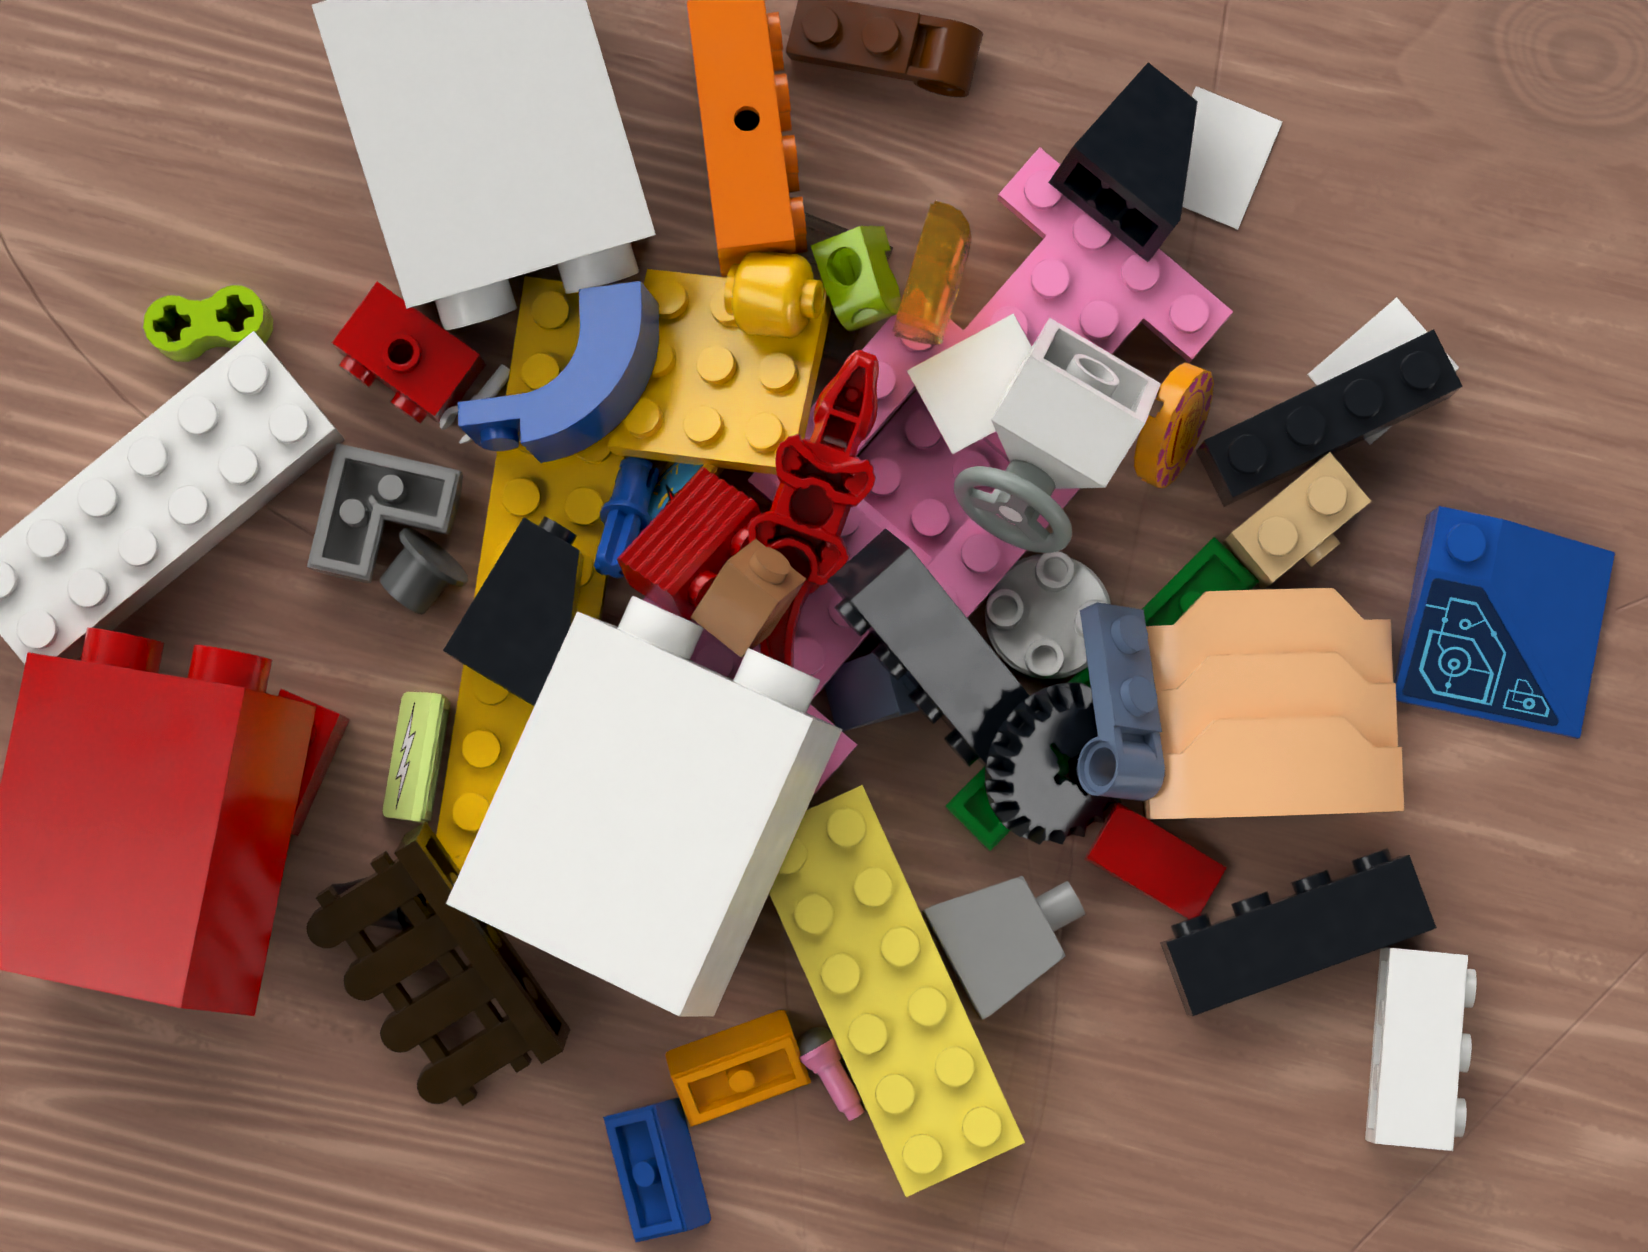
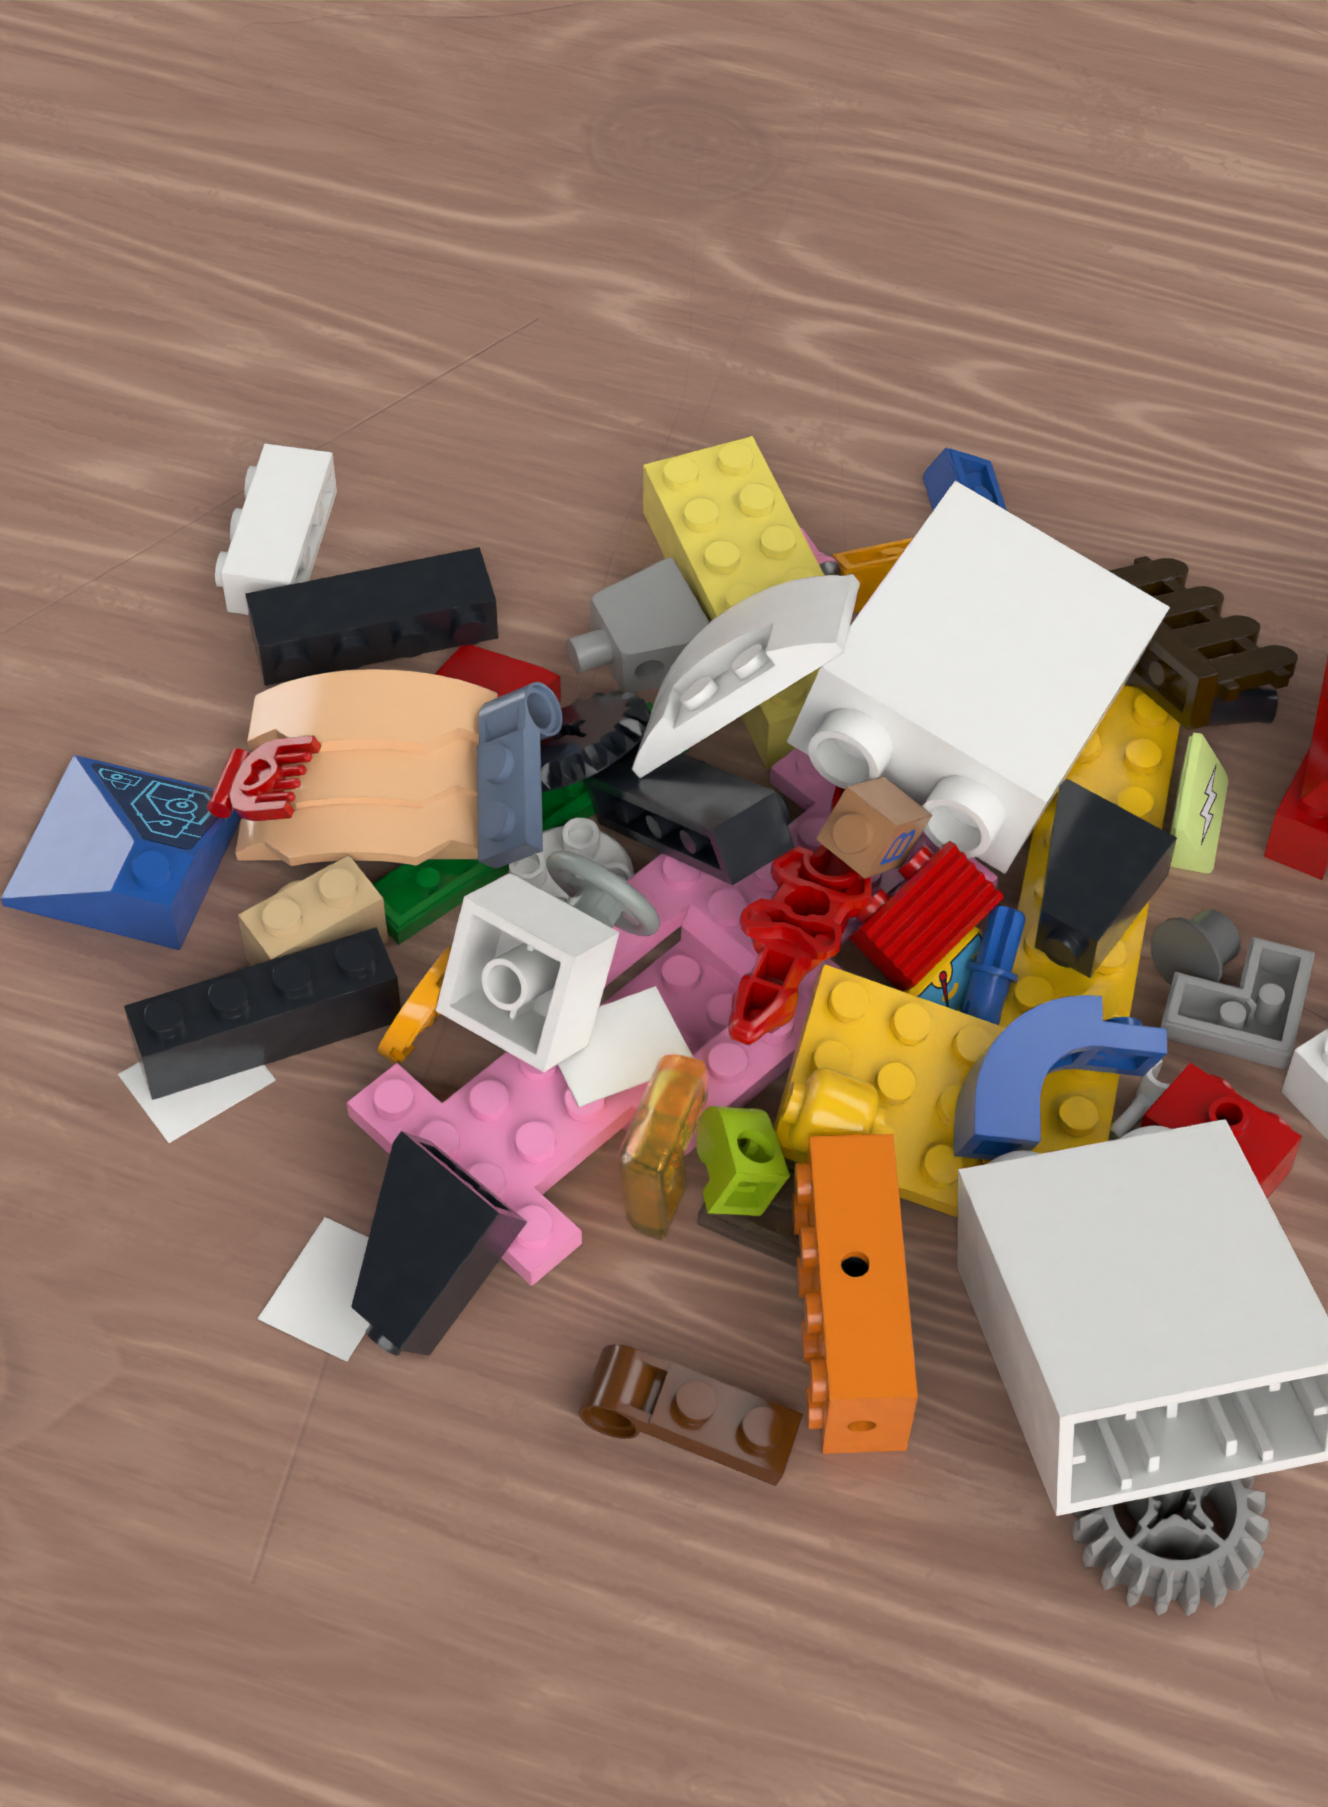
camera: 175 degrees left, 30 degrees down
(886, 793) = (747, 660): none -> white slope
(1385, 677) = (256, 781): none -> red piece

